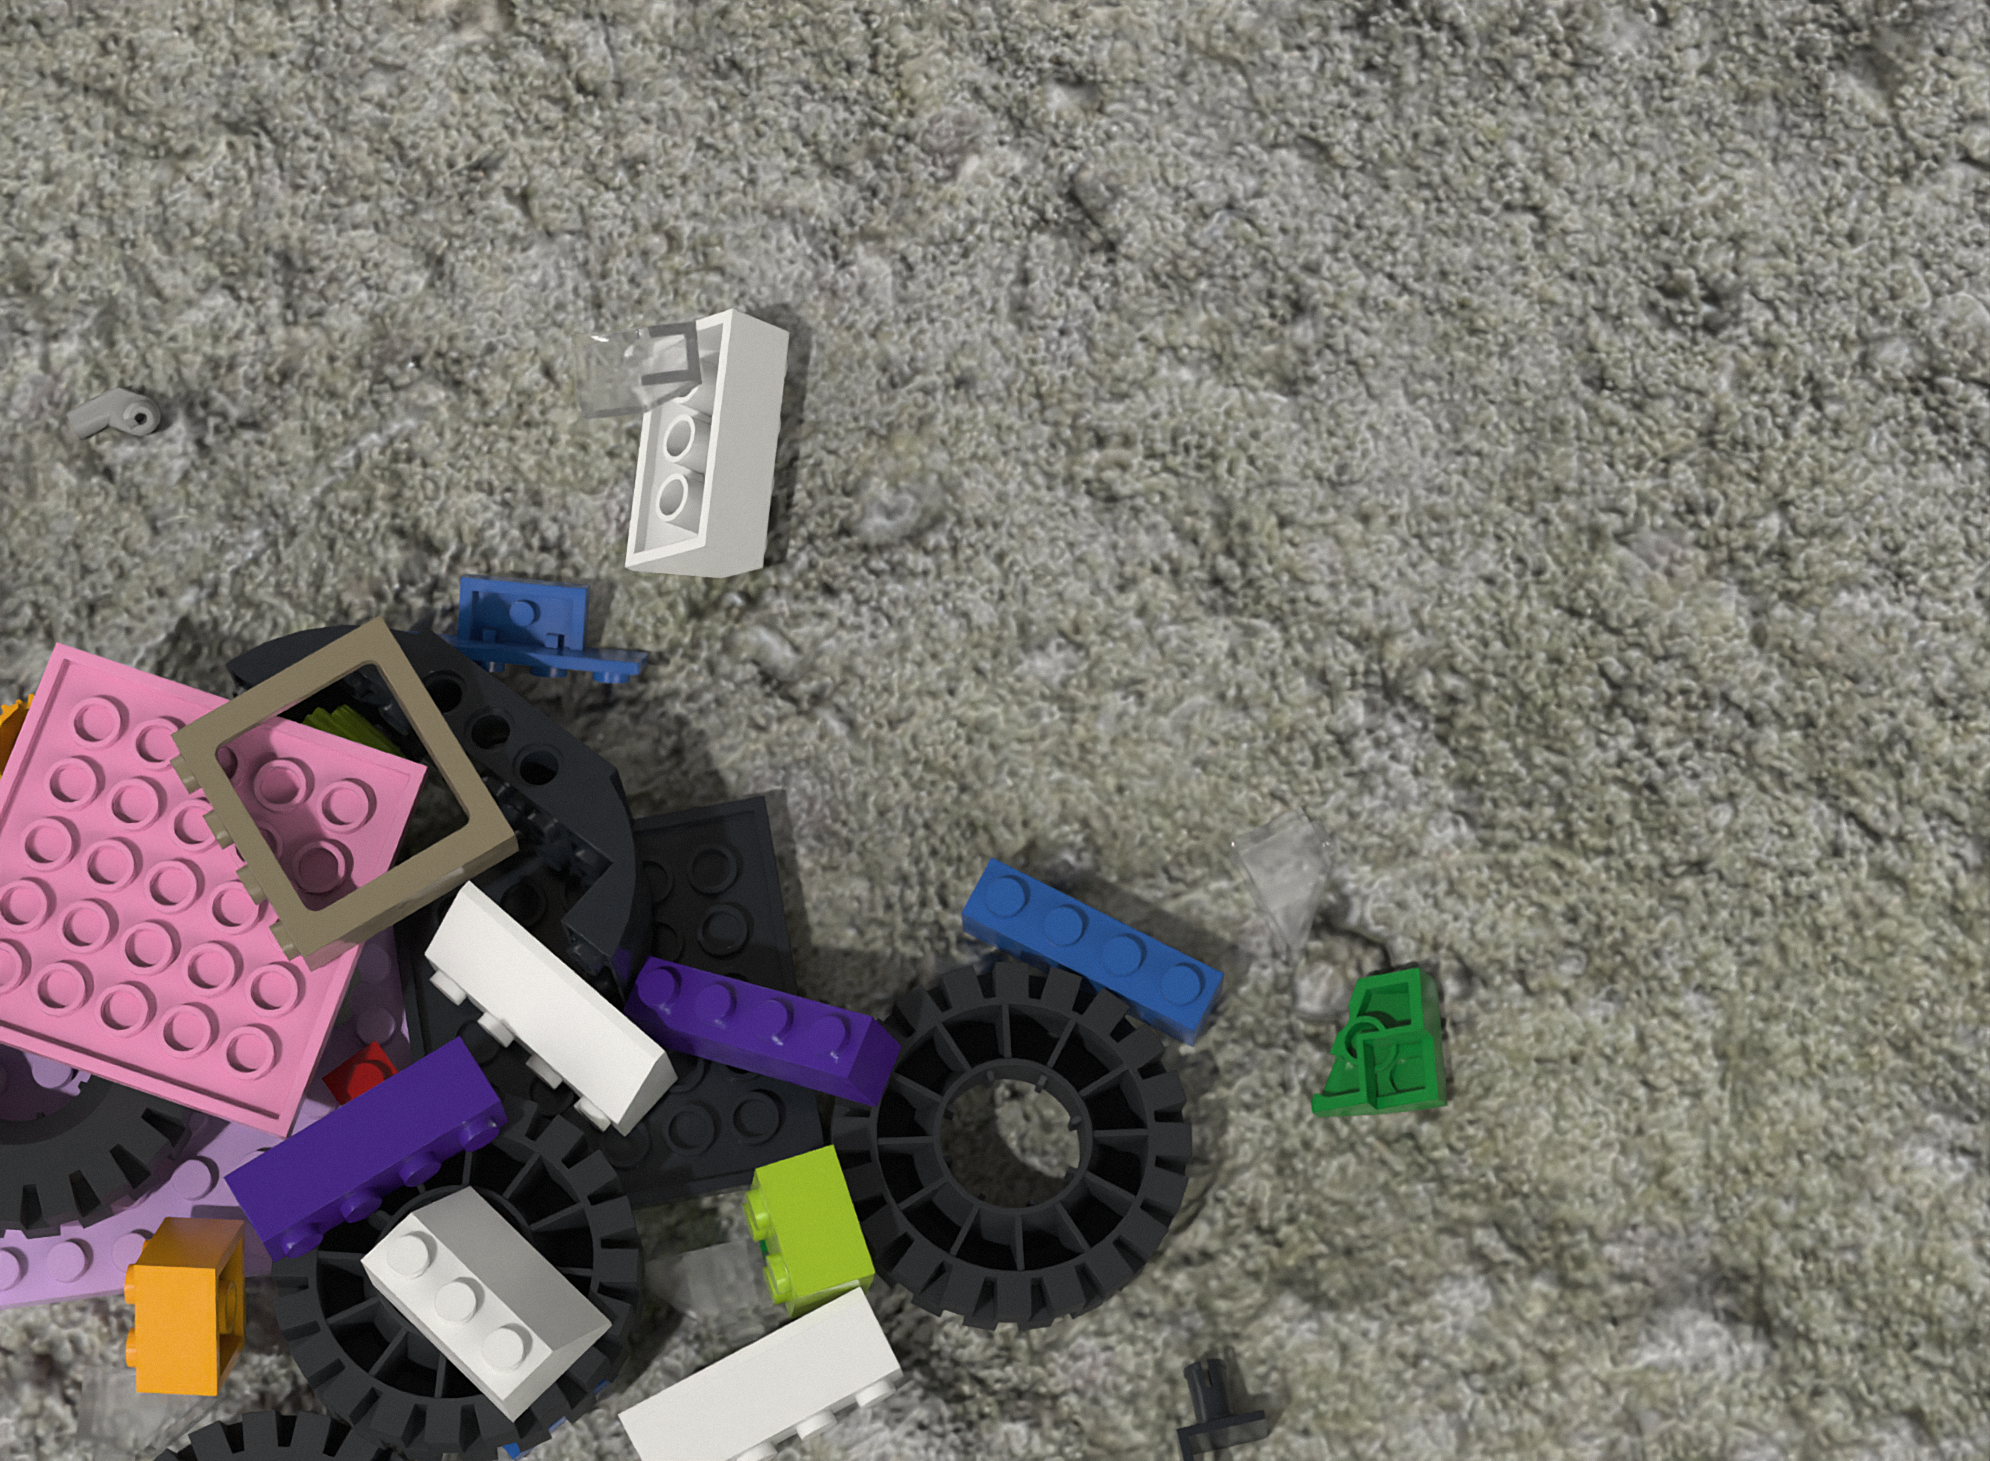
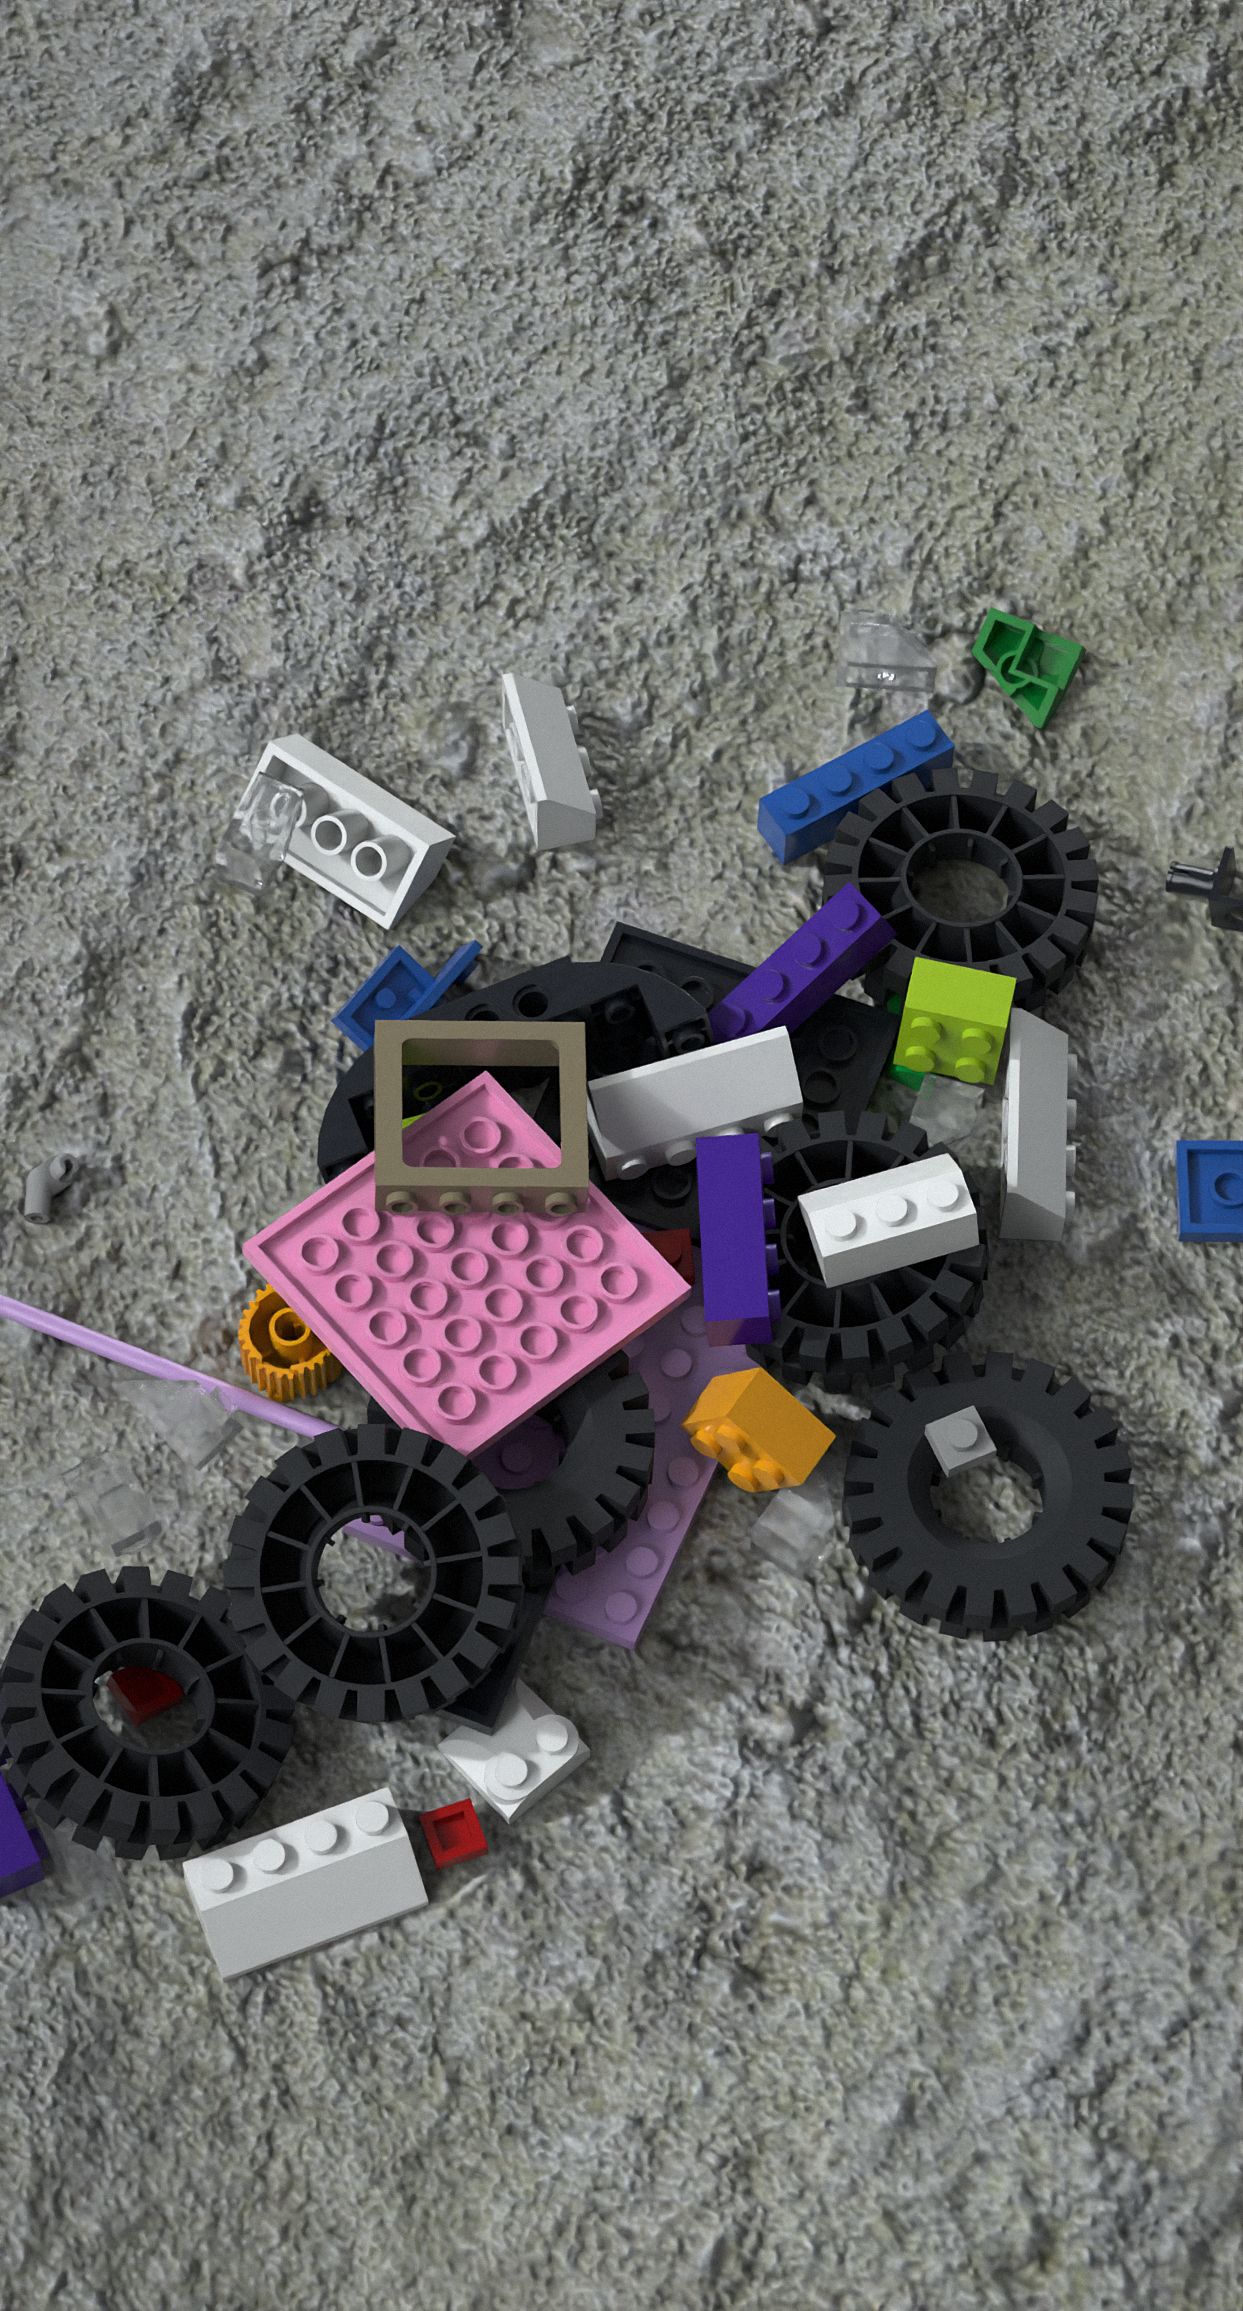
camera: 65 degrees left, 10 degrees down
(912, 607) = (549, 763): none -> white slope

